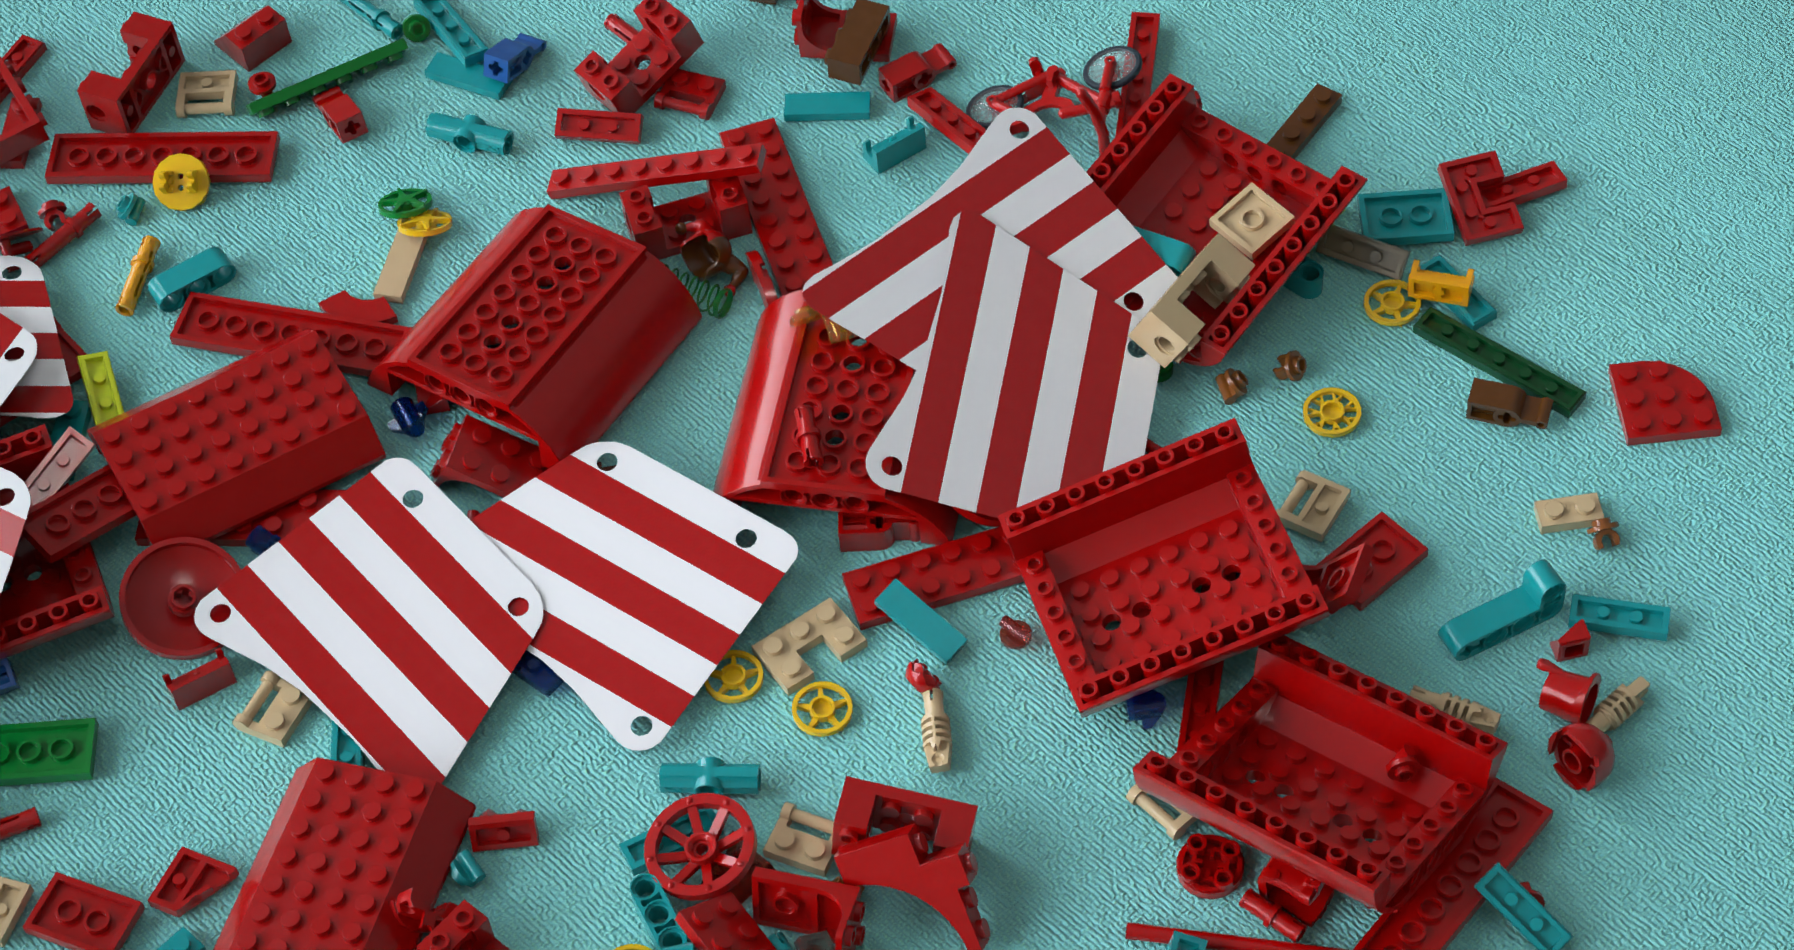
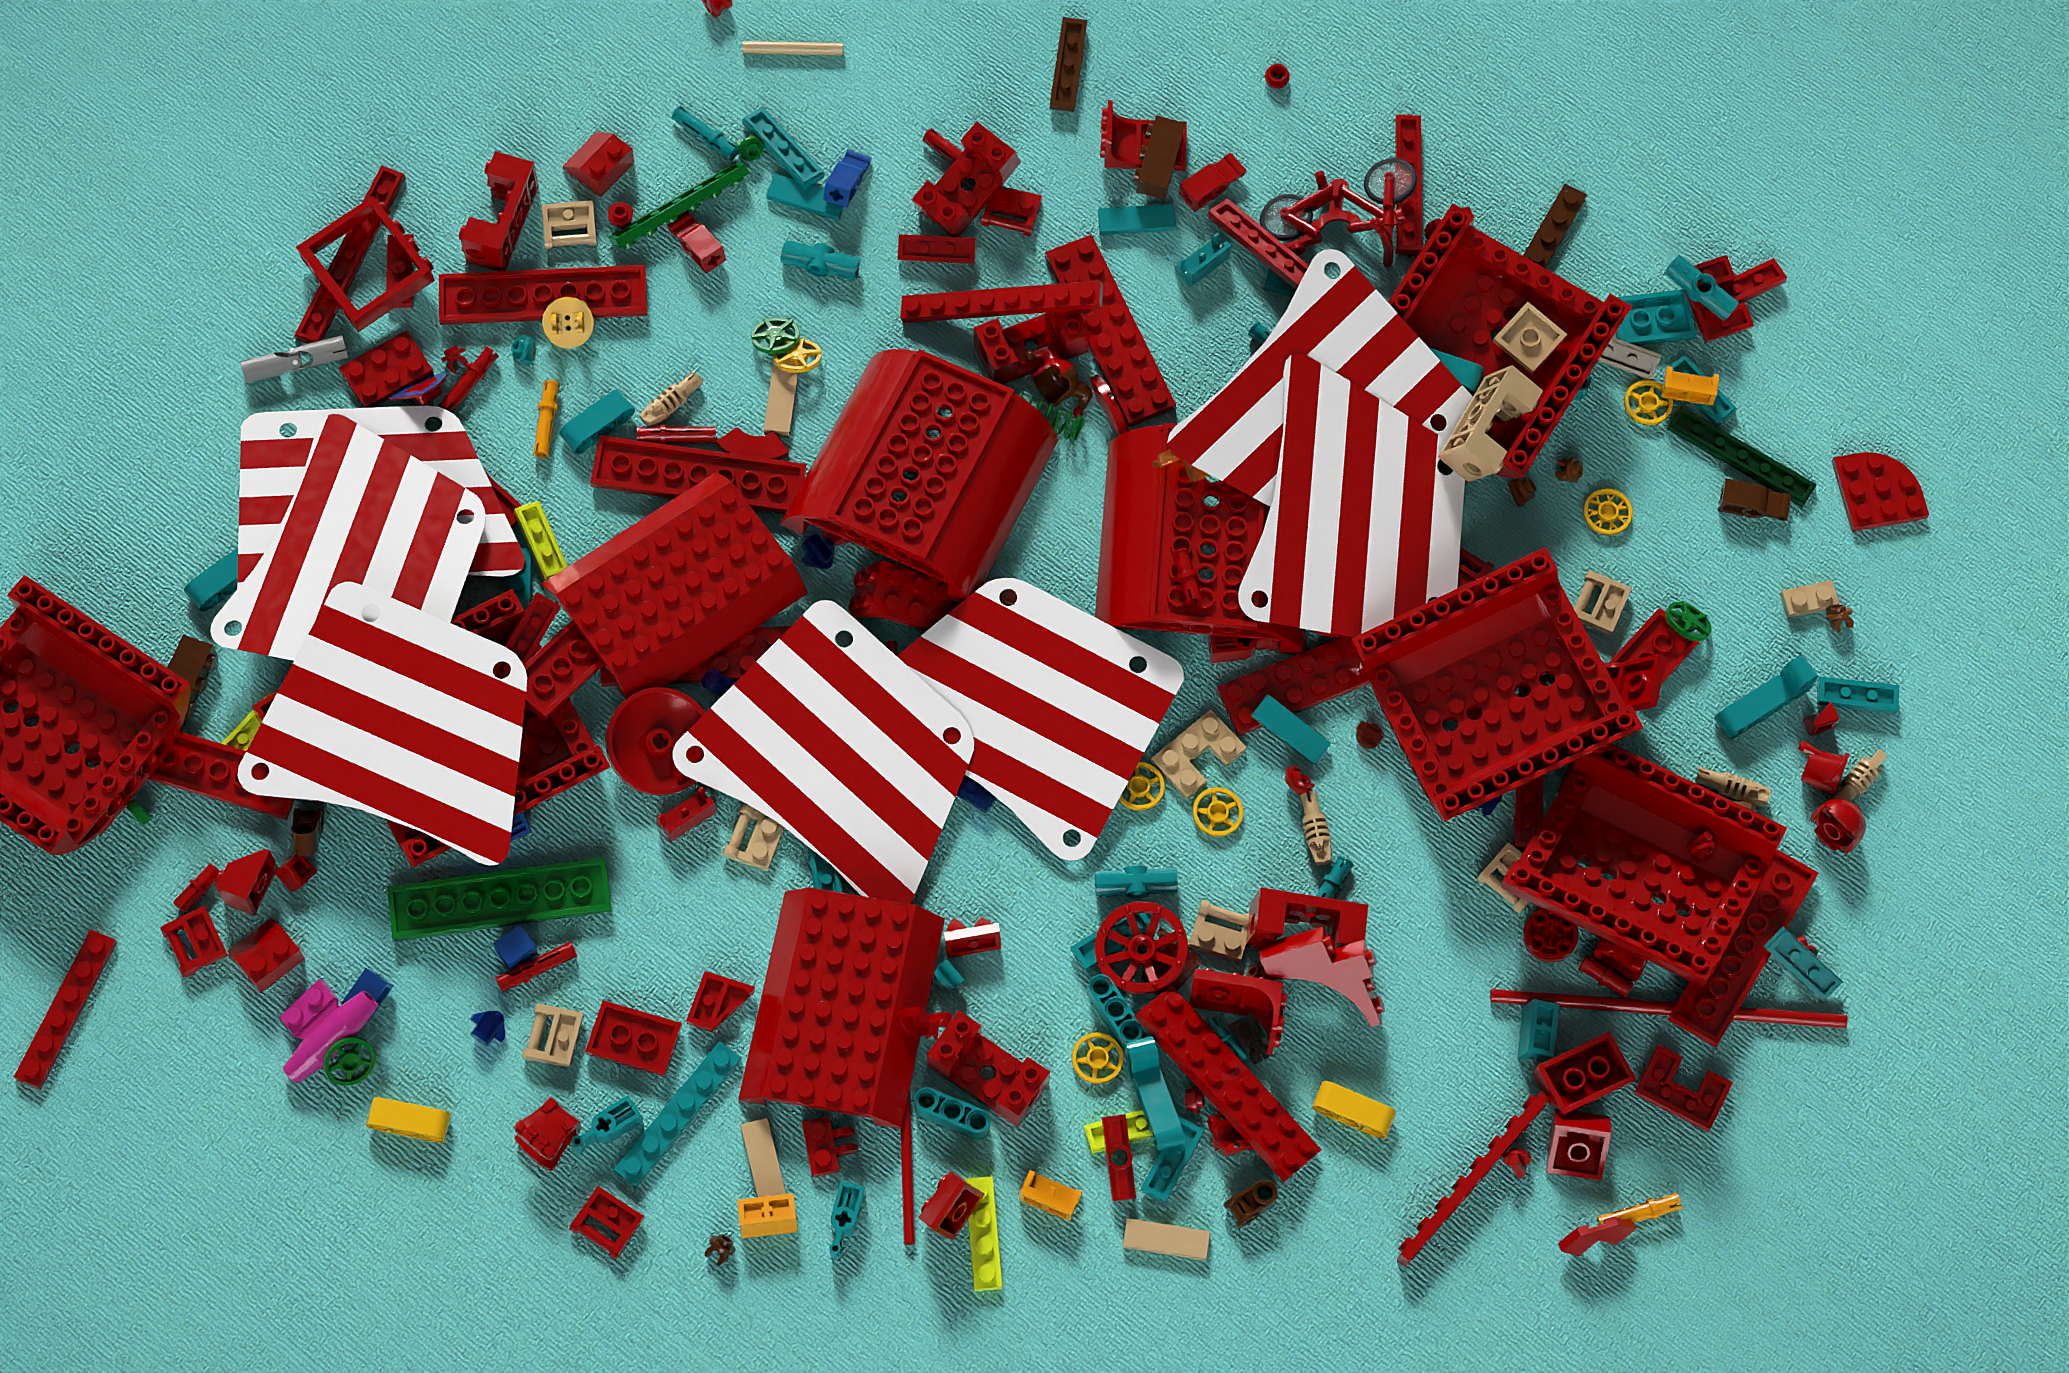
camera: 15 degrees left, 15 degrees up
(276, 262) = (670, 400): none -> tan hinge
(277, 295) = (676, 434): none -> red pin
(956, 782) = (1333, 881): none -> teal pin
(1415, 527) = (1688, 620): none -> green wheel
(1448, 168) = (1688, 276): none -> teal piece

